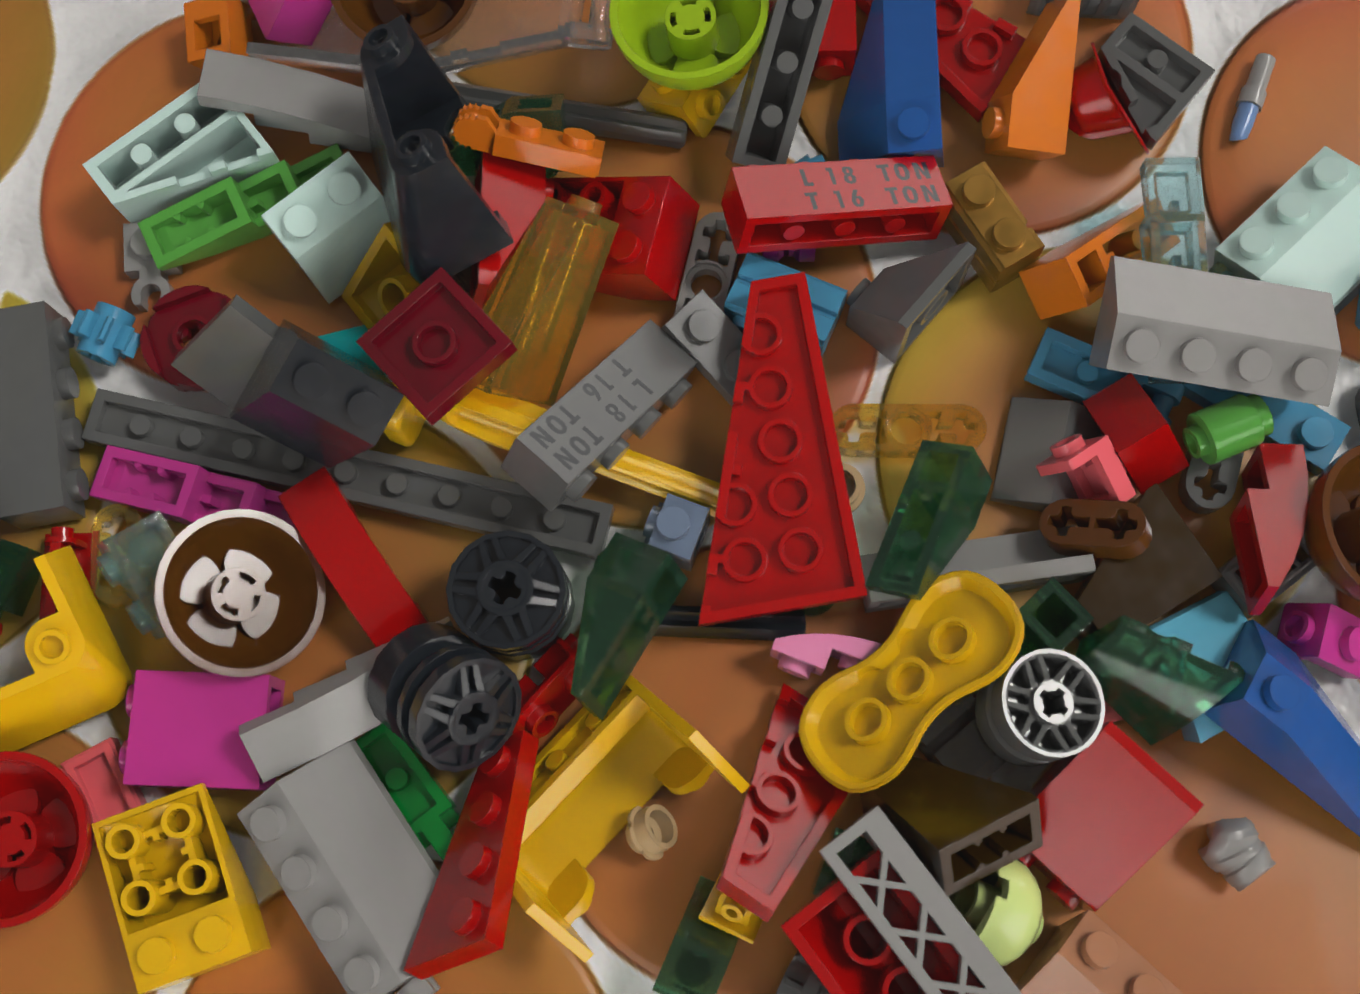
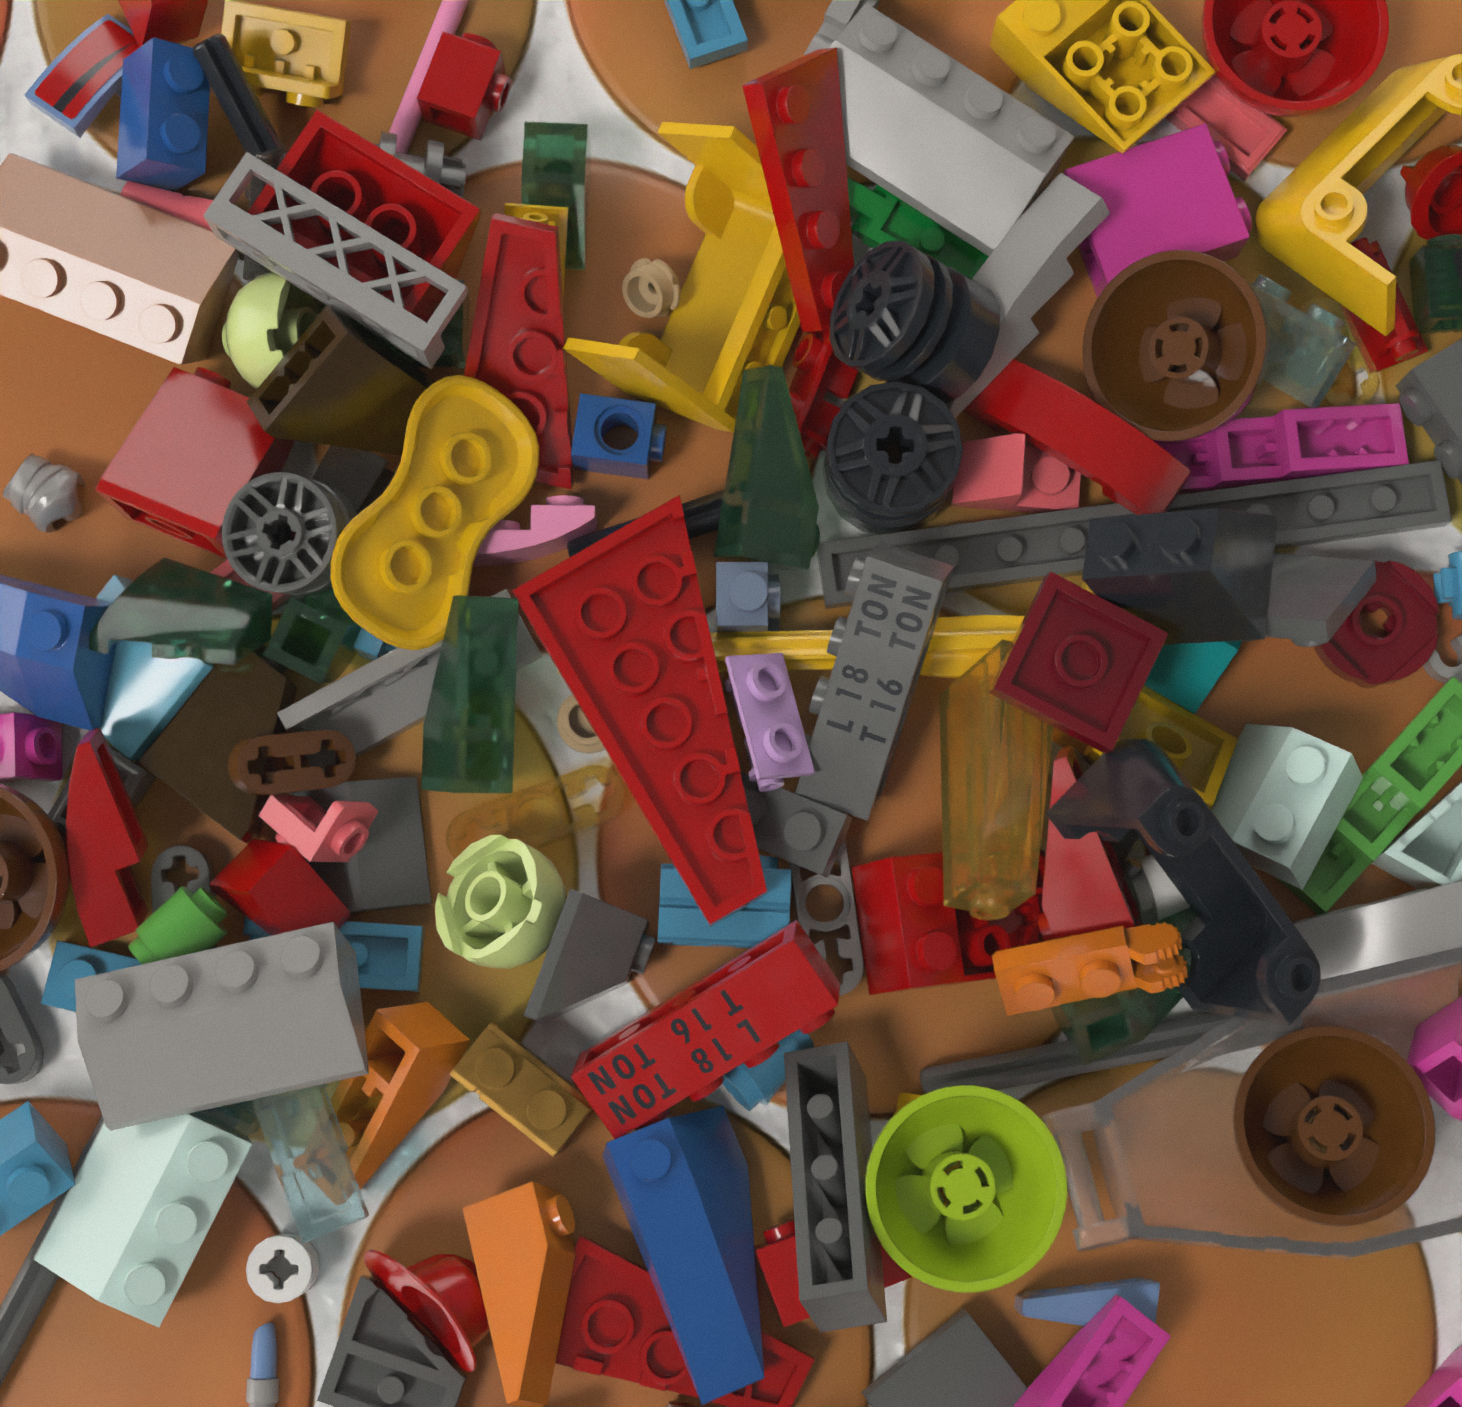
camera: 150 degrees right, 5 degrees up
(415, 552) = (1013, 477): none -> coral slope
(696, 418) = (769, 719): none -> lavender hinge
(743, 731) = (599, 415): none -> blue brick
(961, 360) = (500, 903): none -> yellowish green cylinder
(1230, 162) = (296, 1266): none -> white wheel

